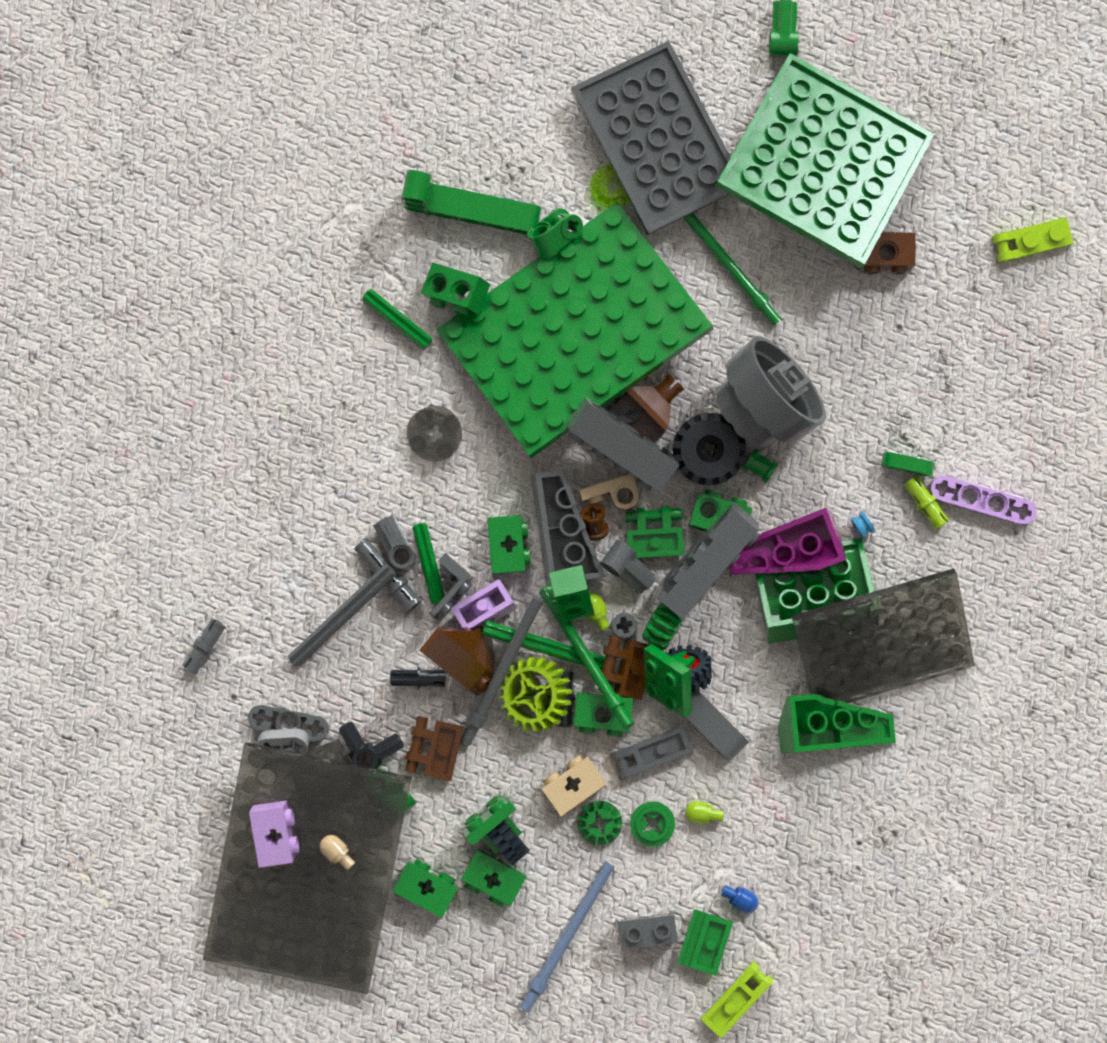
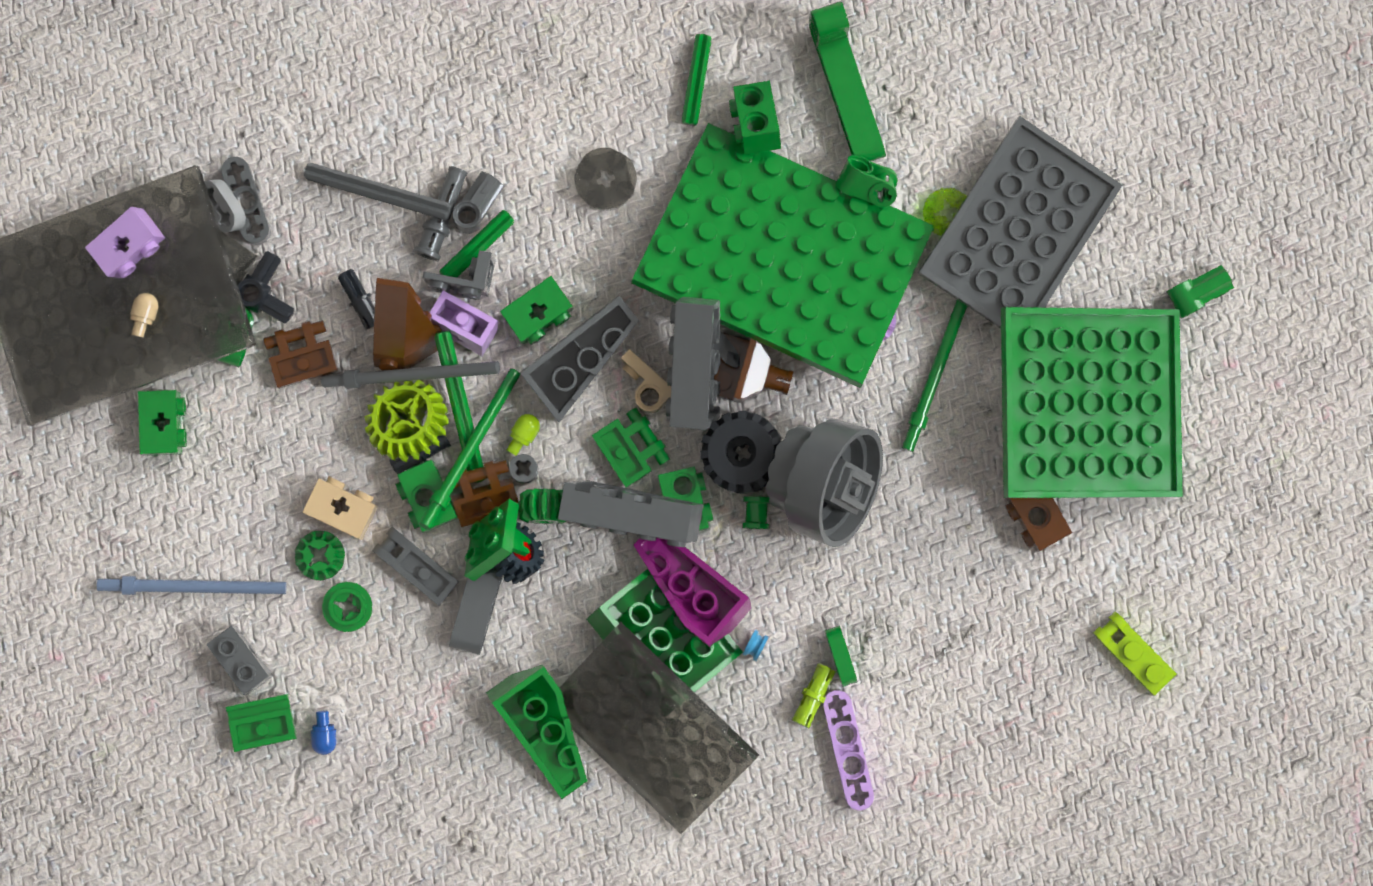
camera: 70 degrees right, 0 degrees up
(204, 646) = (273, 77): dark grey pin -> none
(484, 864) = (217, 496): green brick -> none
(497, 829) = (254, 459): green plate -> none
(570, 594) = (521, 397): green brick -> none
(590, 522) = (608, 391): reddish brown bush -> none
(623, 563) = (582, 432): dark grey piece -> none
(702, 813) = (385, 649): lime cylinder -> none
(736, 1000) = (222, 785): lime plate -> none

